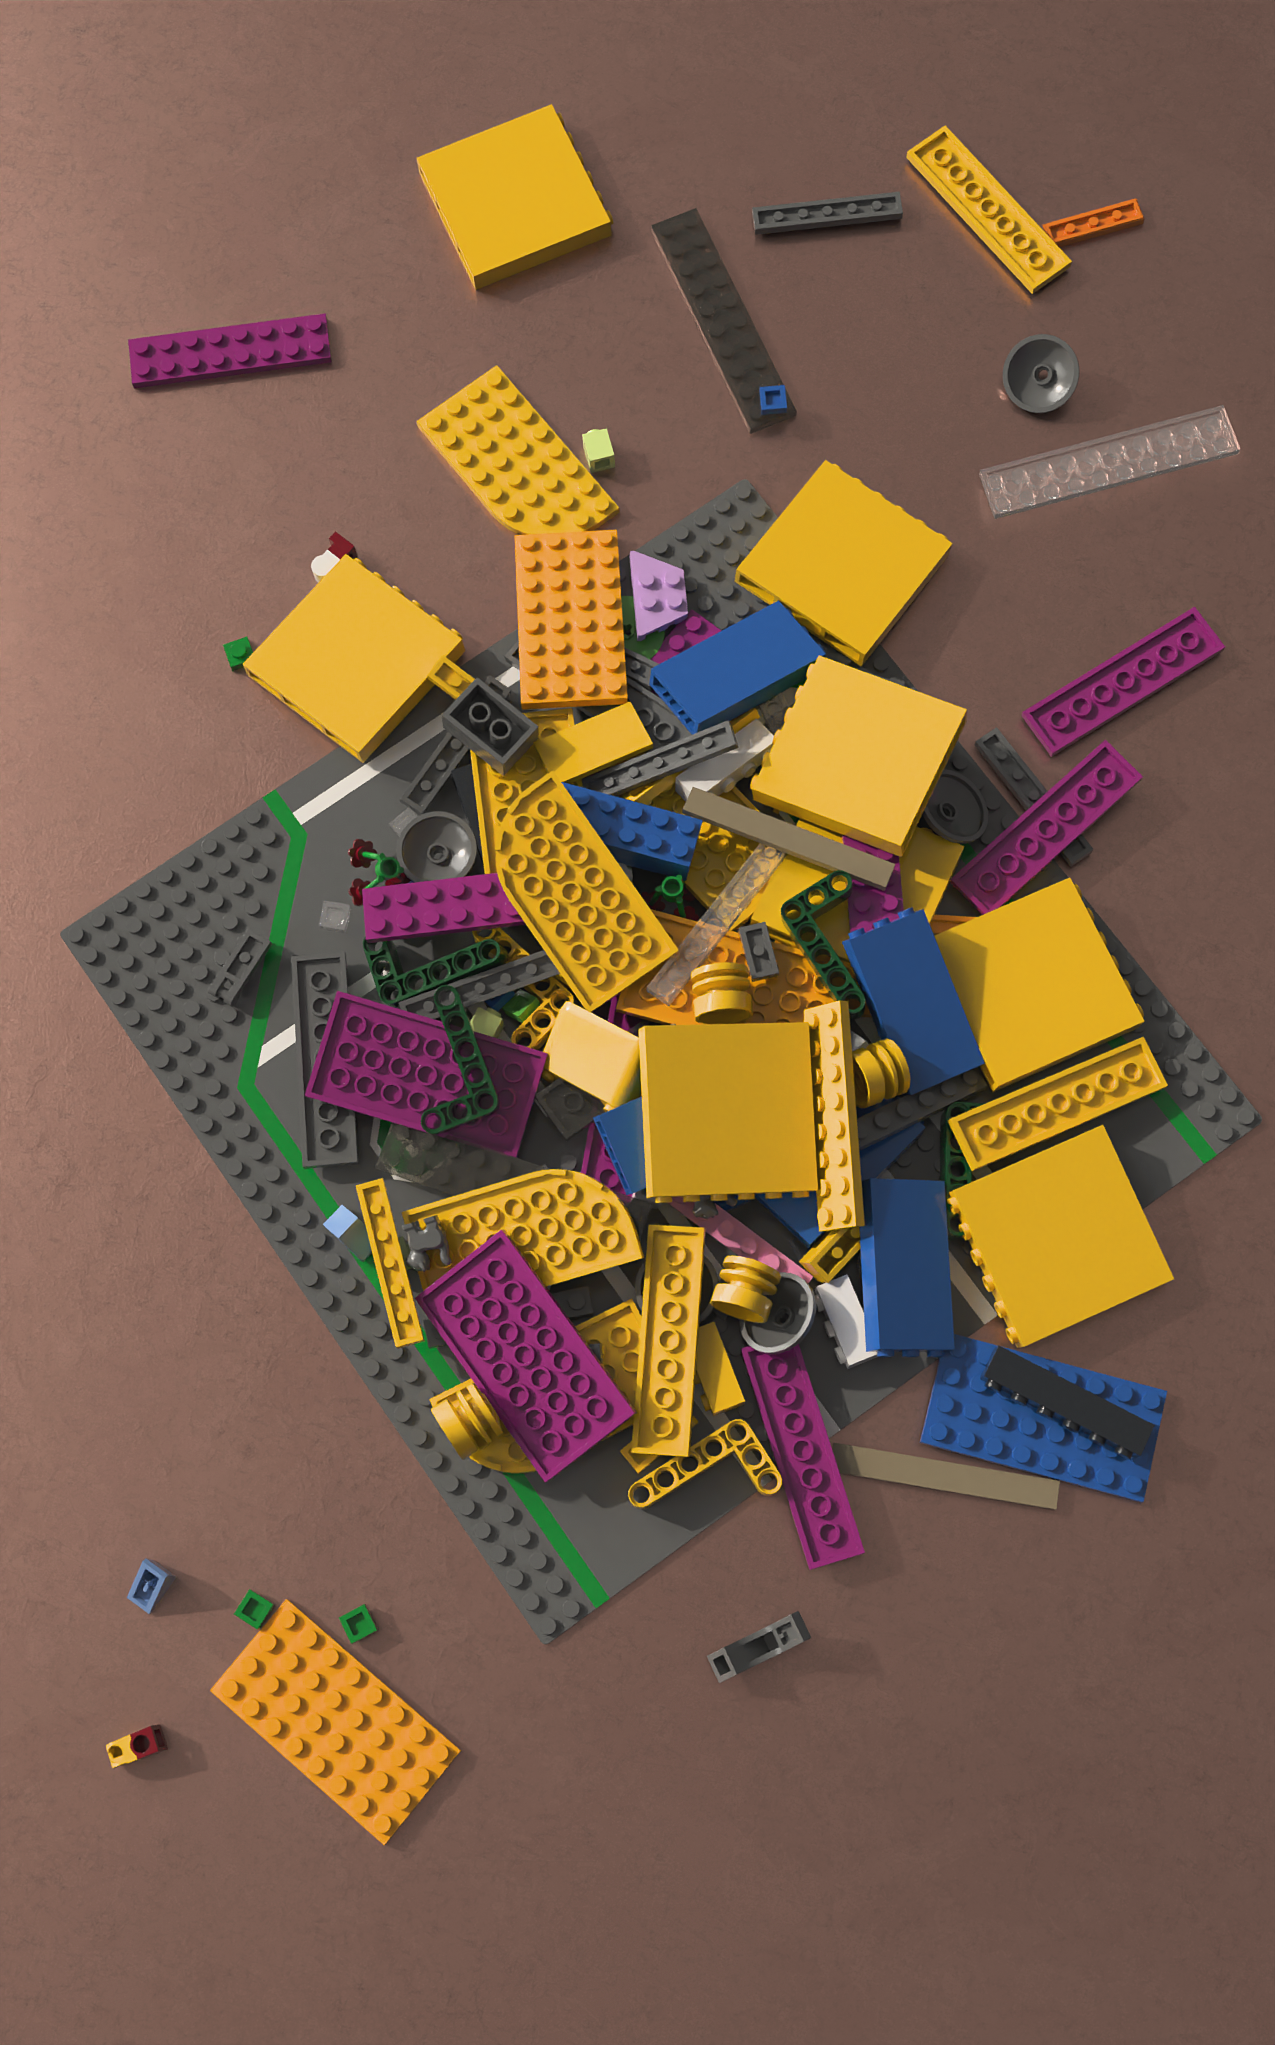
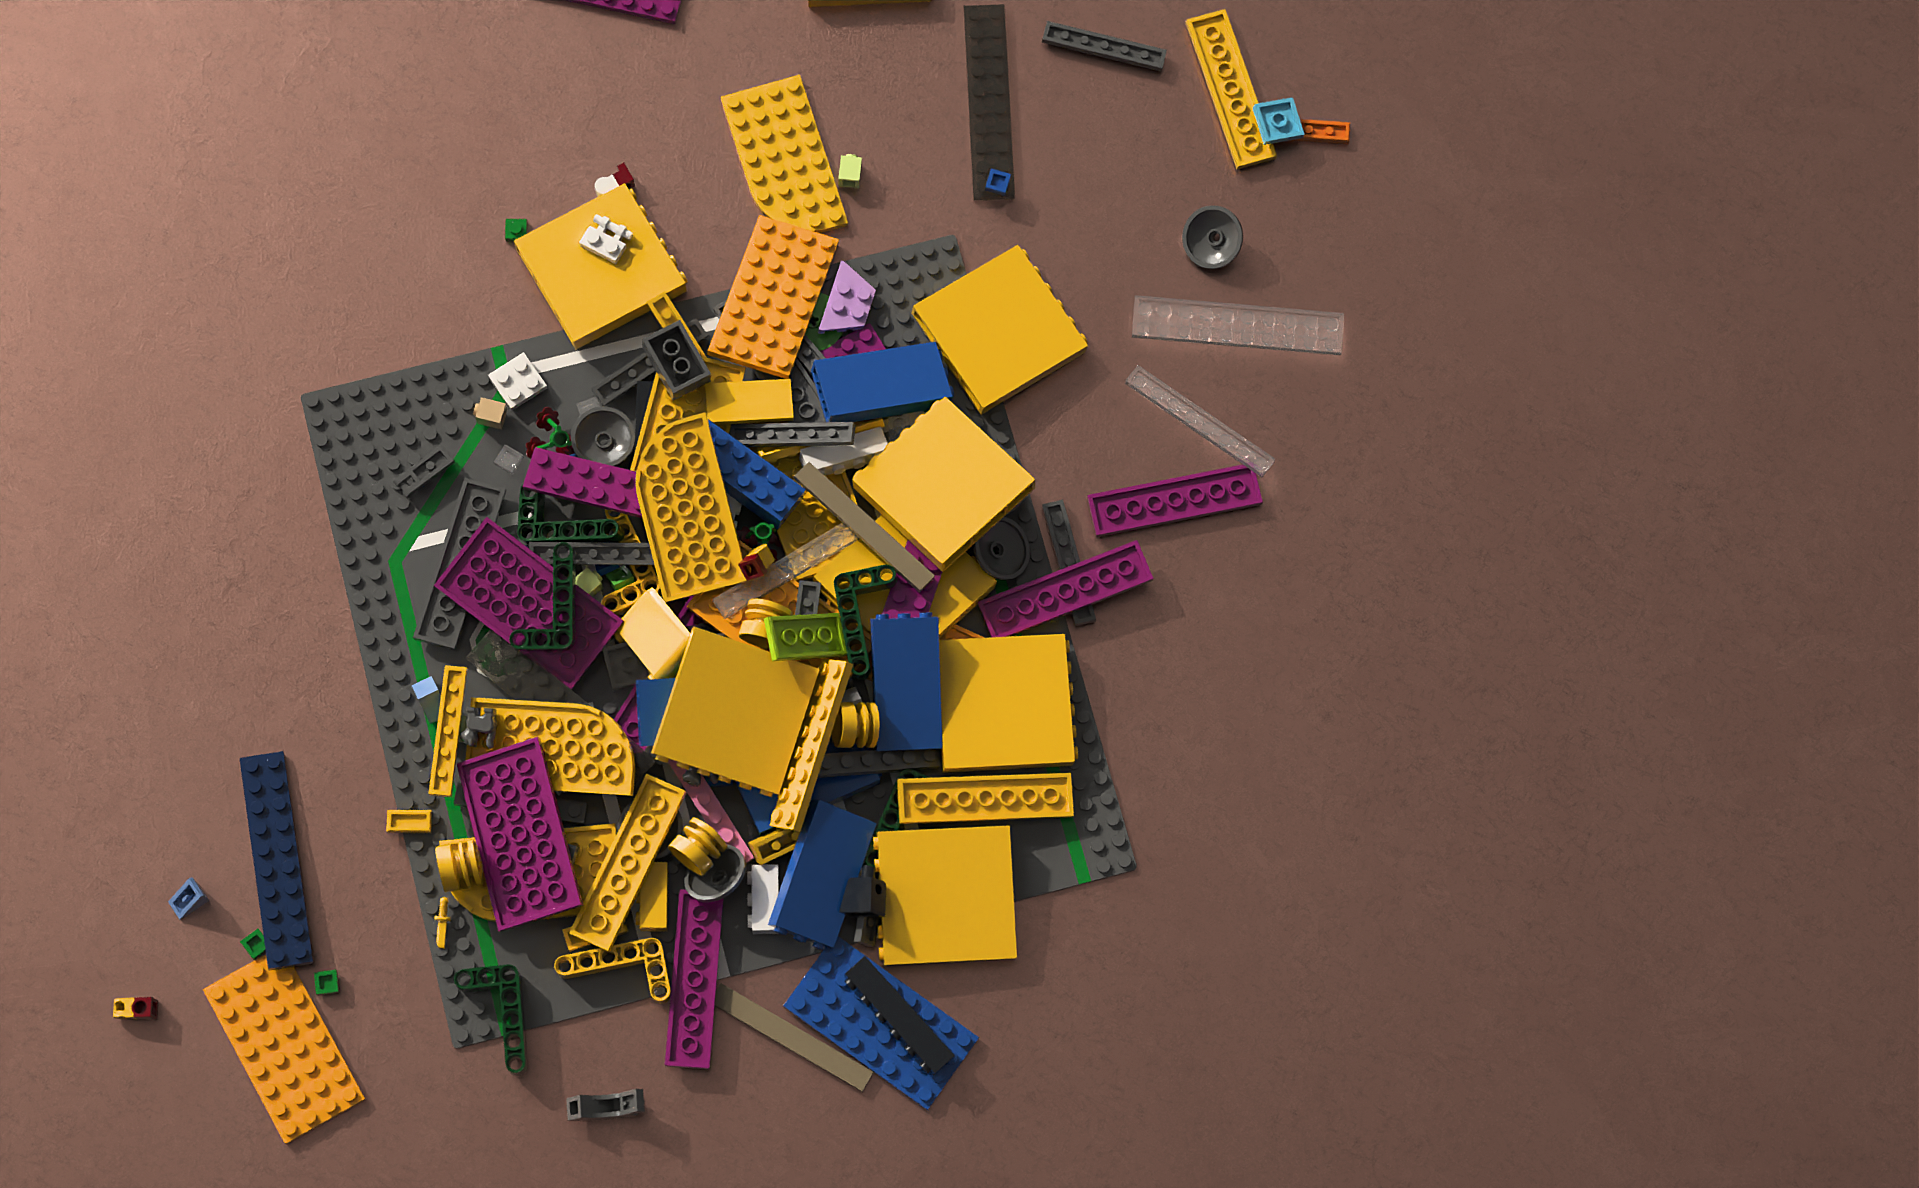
camera: 10 degrees right, 0 degrees up
(240, 1499) = (276, 861): none -> dark blue plate
(292, 871) = (490, 413): none -> tan brick
(309, 823) = (517, 381): none -> white plate
(349, 630) = (602, 244): none -> white plate
(383, 1389) = (409, 821): none -> yellow tile
(471, 1497) = (442, 922): none -> yellow piece
(591, 1573) = (507, 1009): none -> dark green beam
(682, 922) = (759, 561): none -> dark red leg
(775, 990) = (805, 636): none -> lime tile
(968, 1272) = (864, 895): none -> black torso
(980, 1304) = (866, 931): none -> dark grey plate
(1058, 222) = (1278, 121): none -> medium azure plate
(1115, 582) = (1200, 421): none -> clear plate

